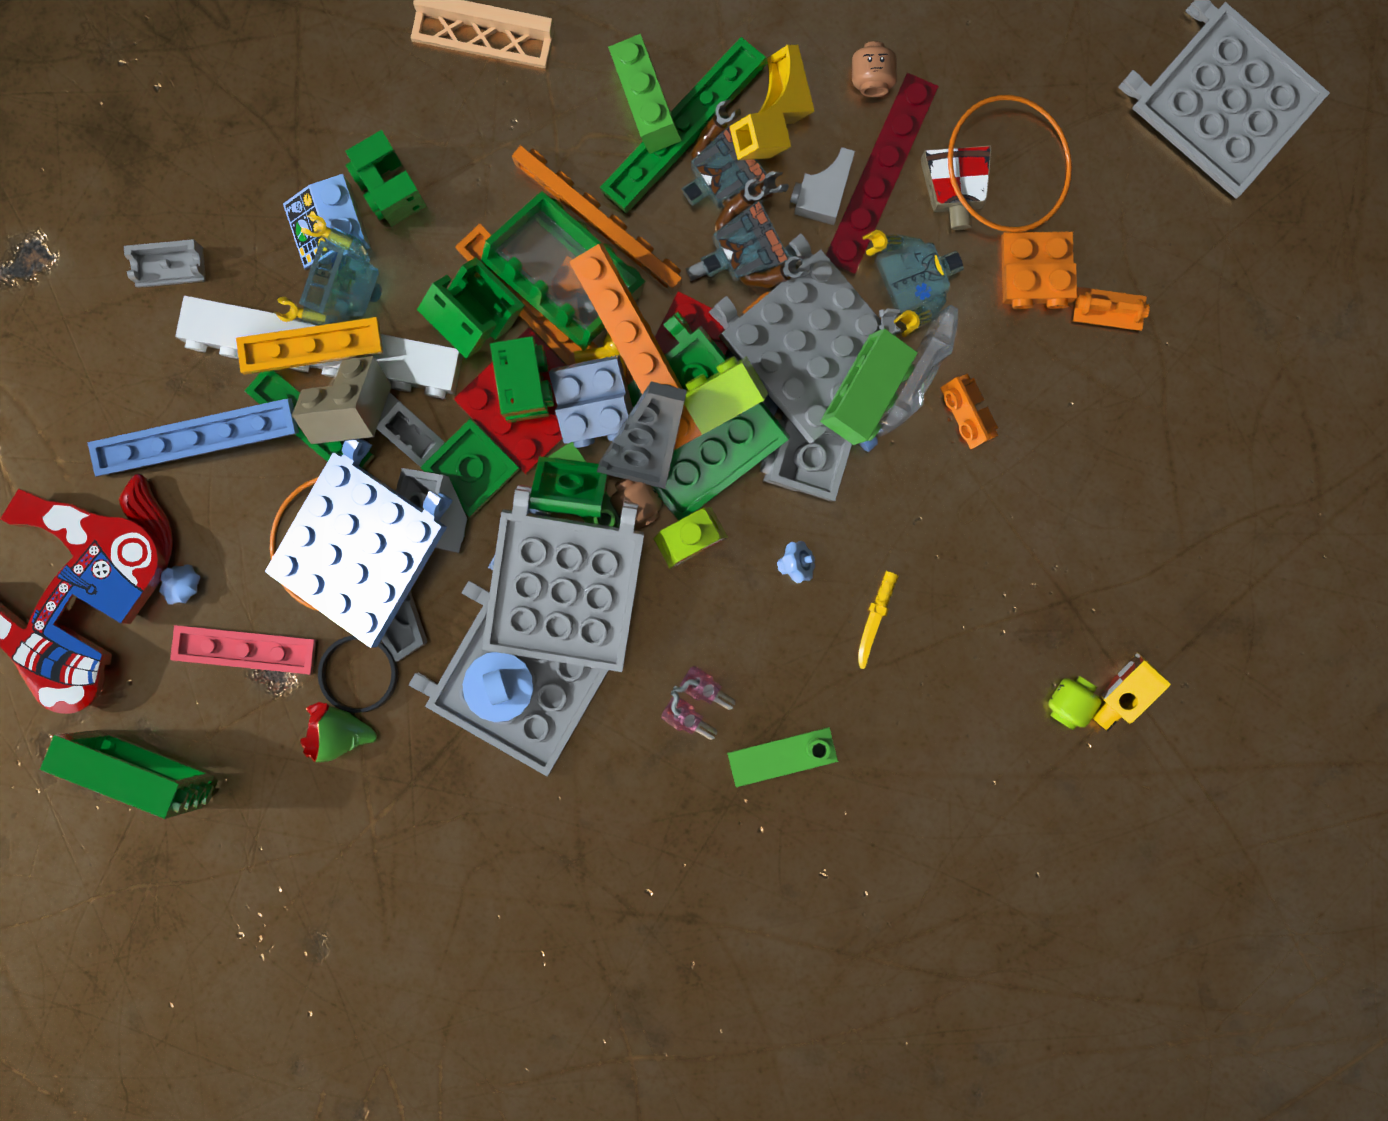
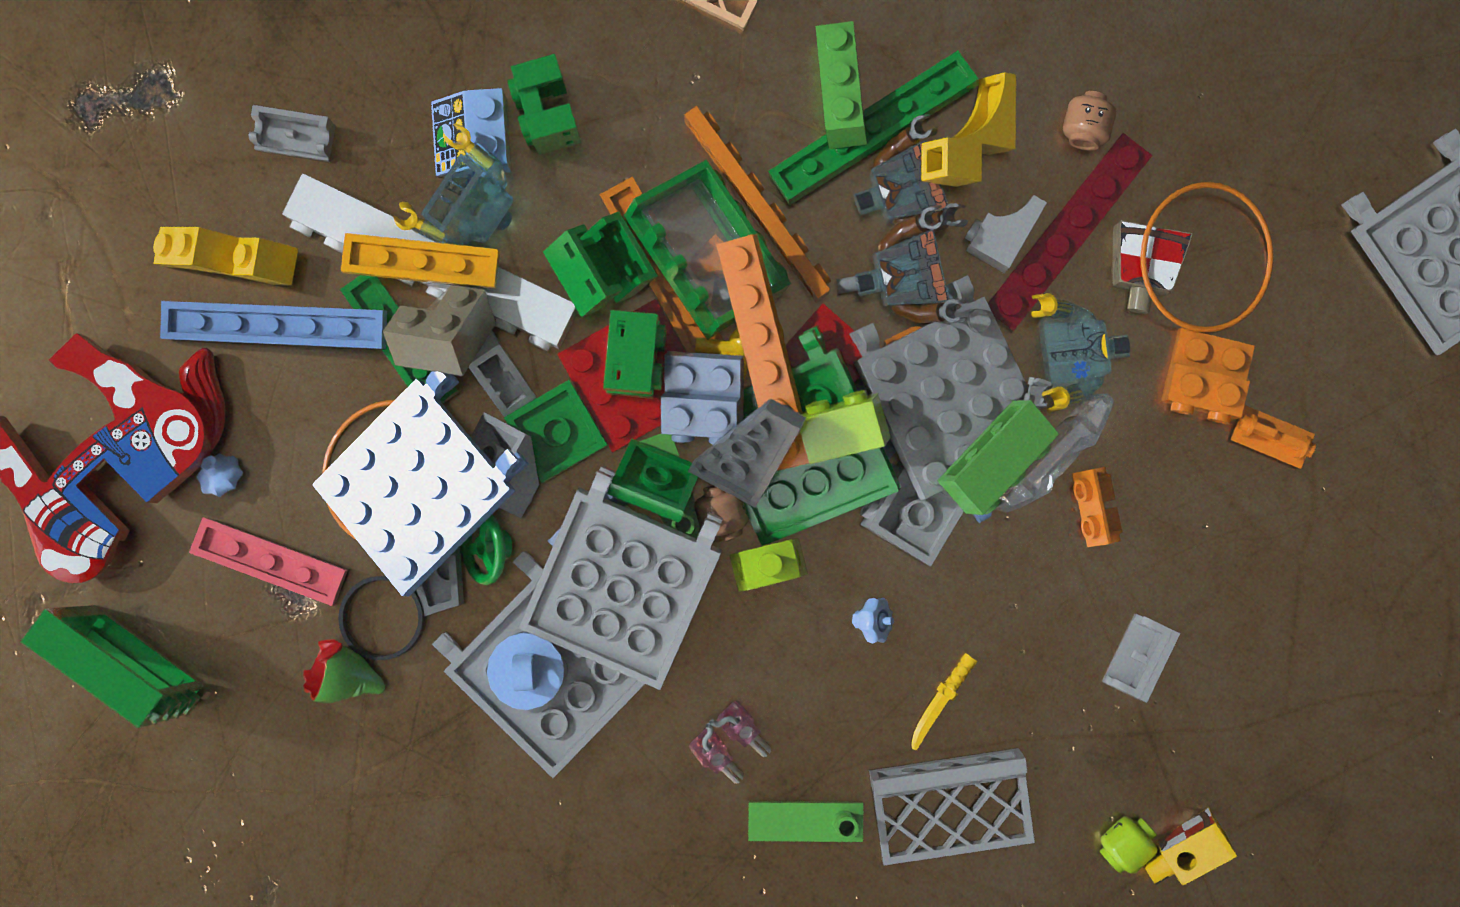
camera: 10 degrees right, 0 degrees up
(134, 386) = (225, 254): none -> yellow arch
(438, 584) = (492, 547): none -> green piece
(904, 680) = (953, 774): none -> light grey fence
(1042, 534) = (1141, 657): none -> light grey hinge

